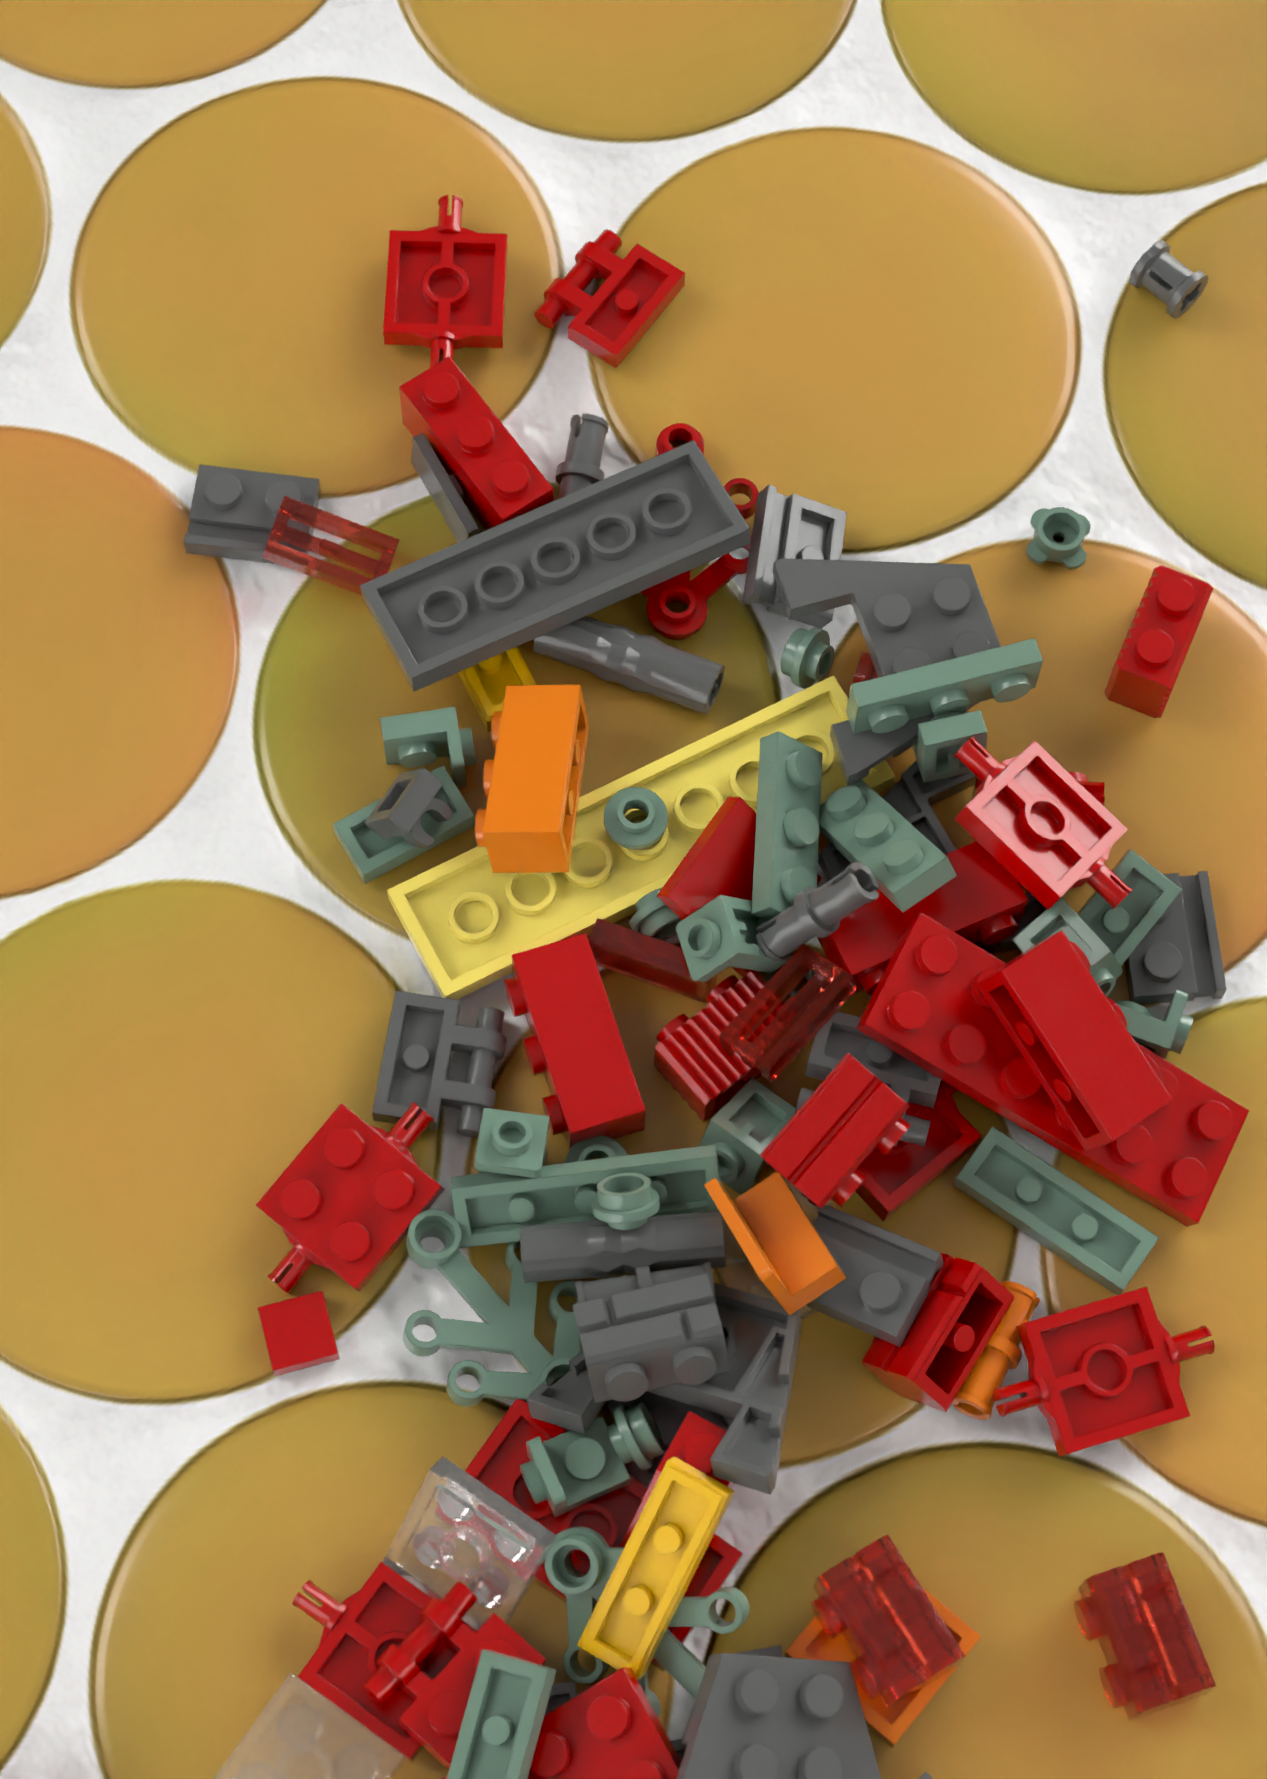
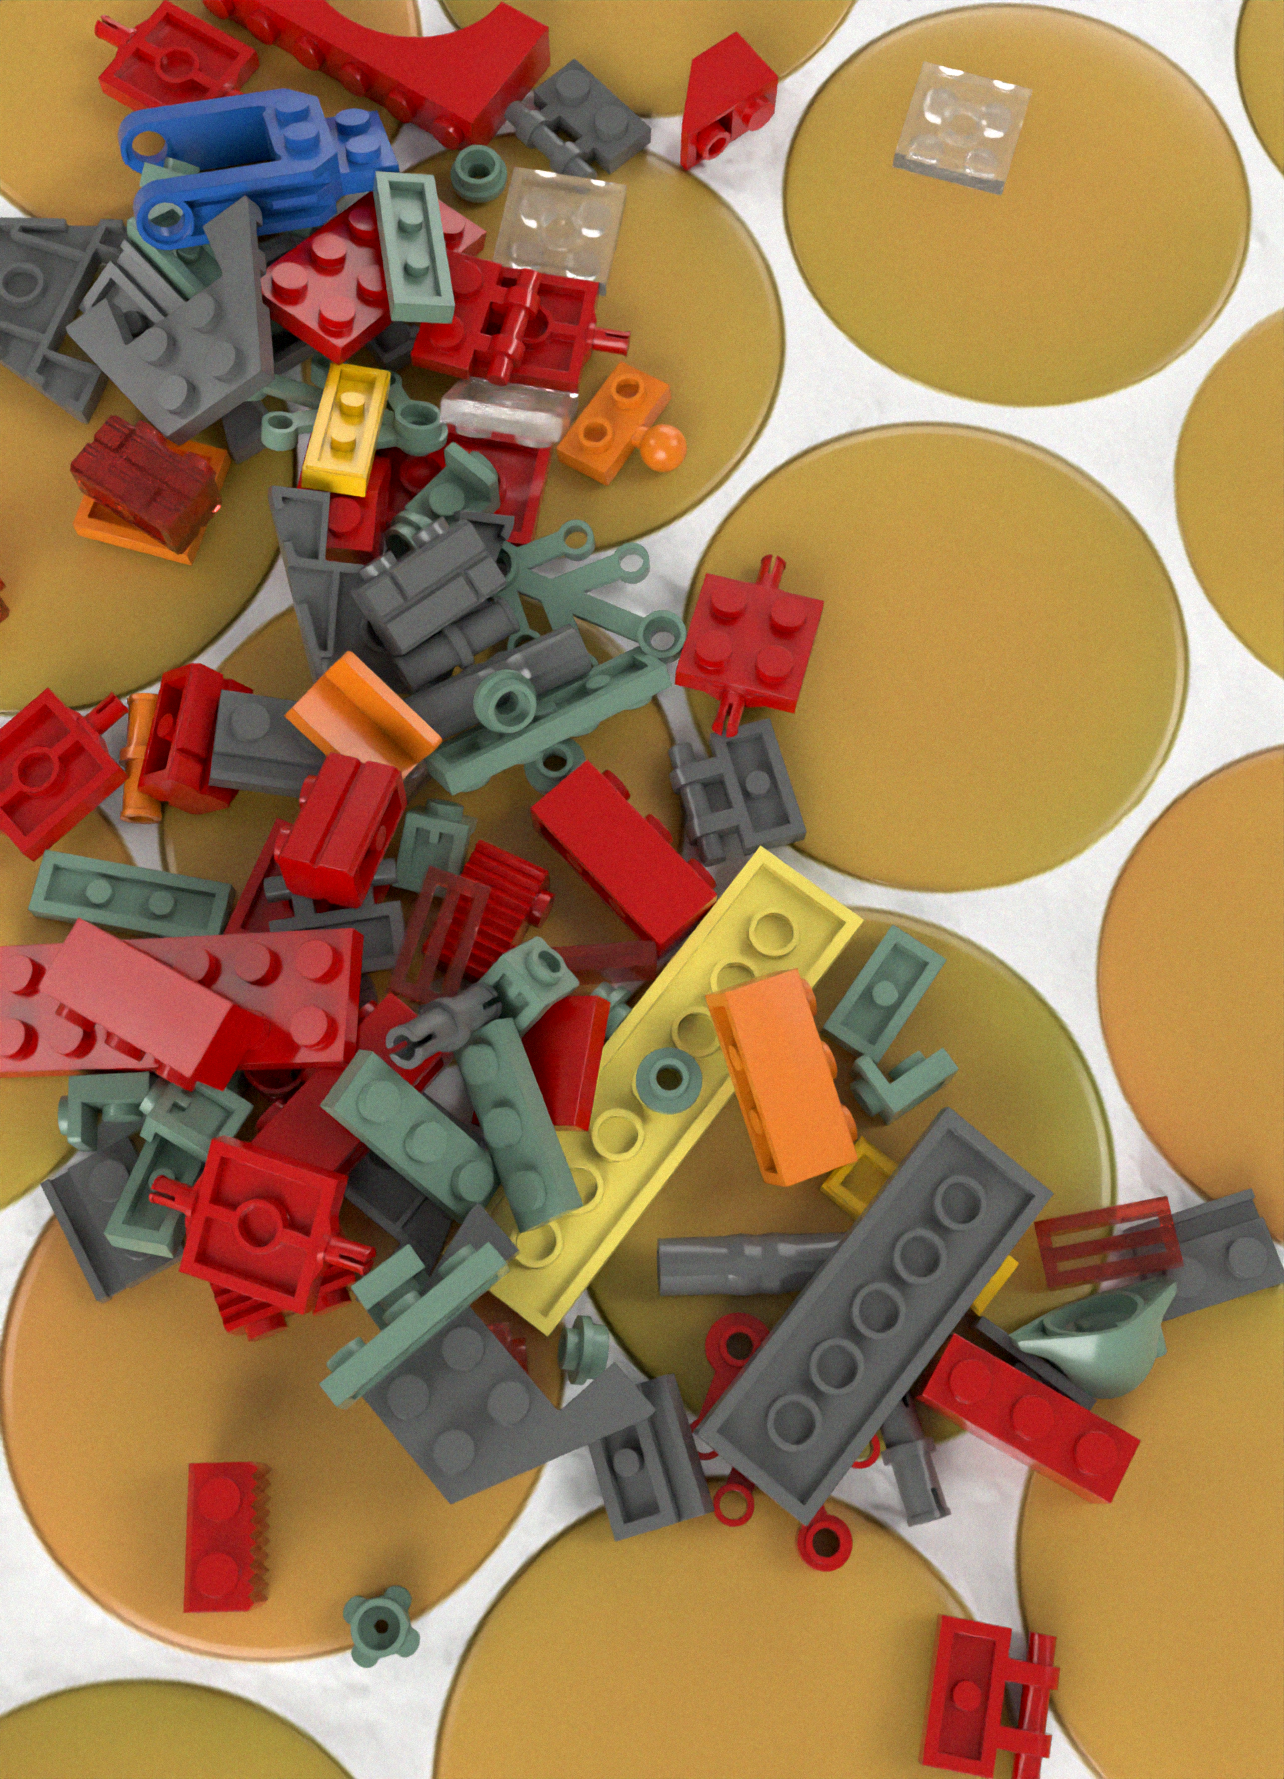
camera: 155 degrees right, 5 degrees up
(298, 1333) = (736, 532): red tile -> none
(357, 1509) = (619, 422): none -> orange plate
(380, 487) = (1105, 1338): none -> sand green hat
(404, 805) = (887, 988): dark grey tile -> none
(445, 286) = (1165, 1620): red plate -> none
(512, 1143) = (630, 723): sand green bracket -> none

